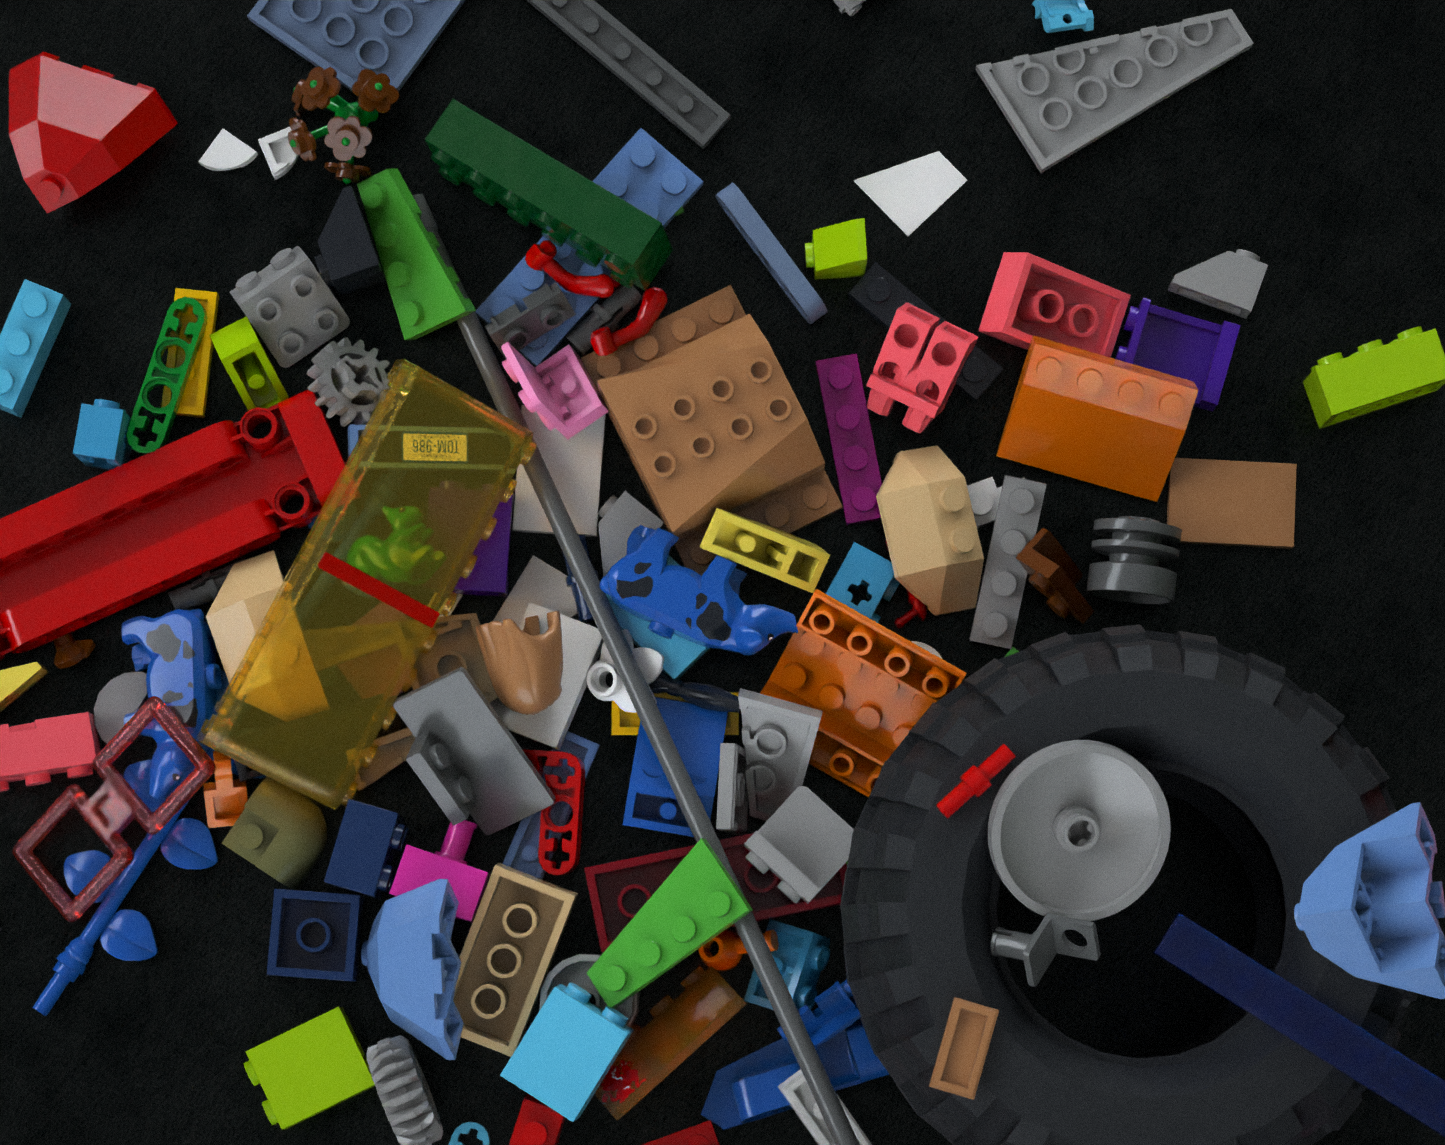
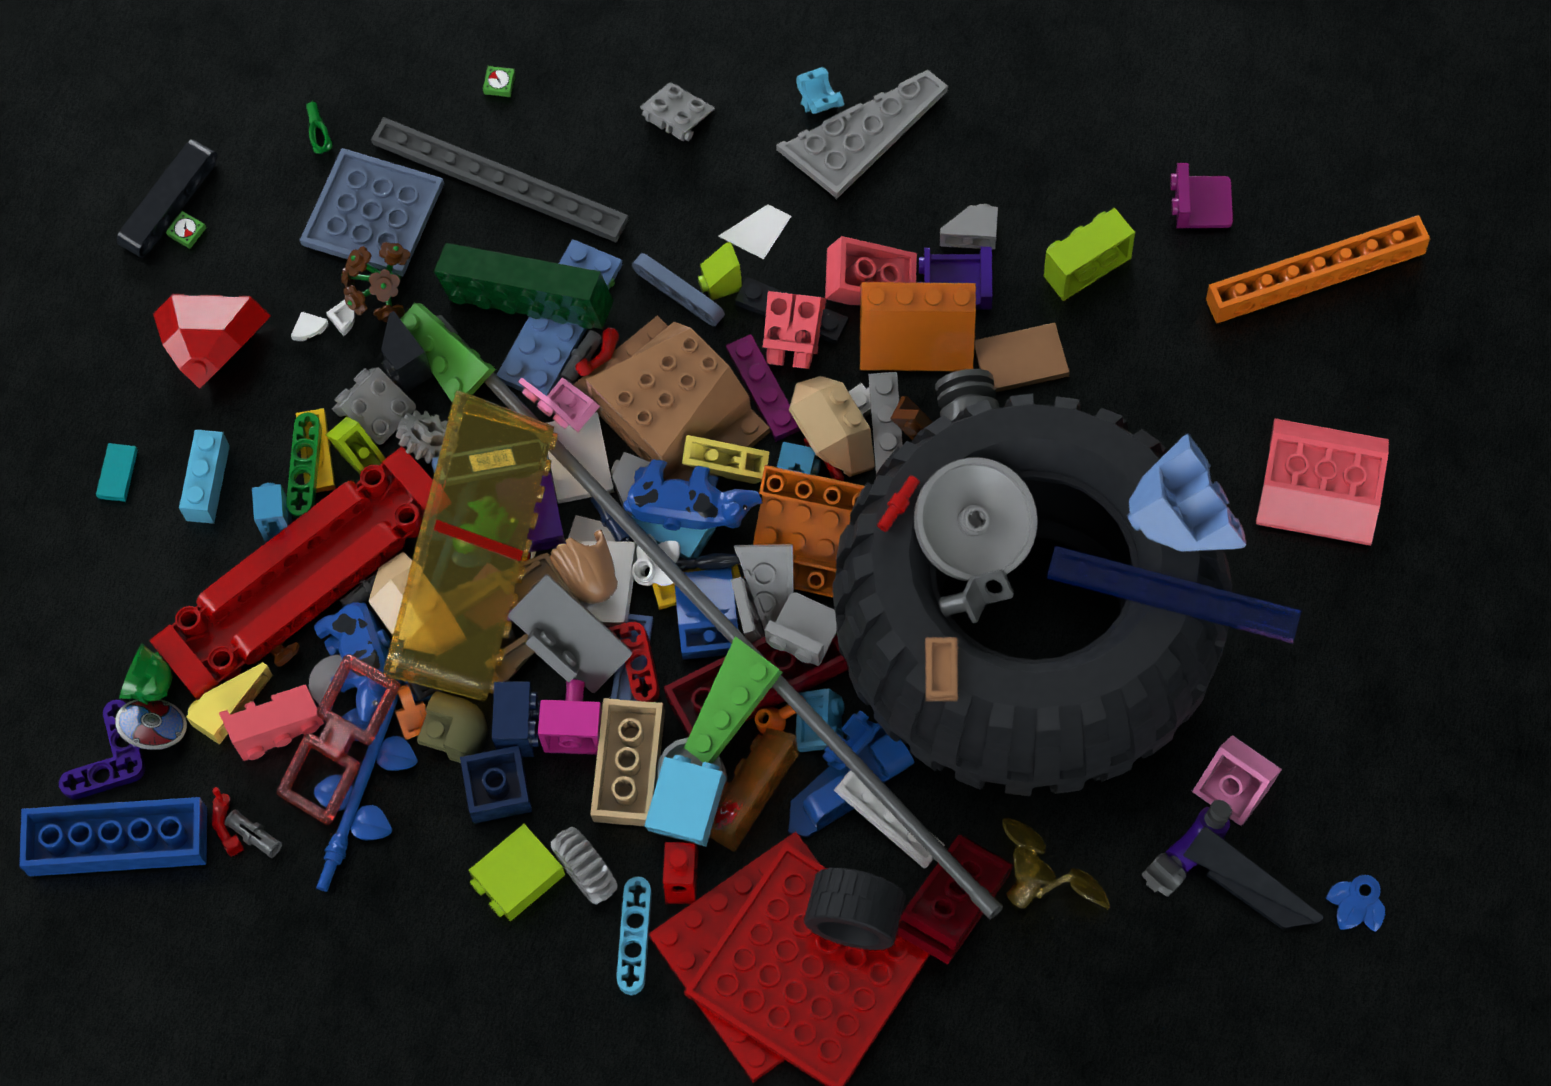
camera: 10 degrees left, 15 degrees down
(418, 965) = (567, 773): medium blue brick -> none
(541, 259) = (571, 335): red piece -> none
(545, 311) = (535, 366): dark grey hinge -> none

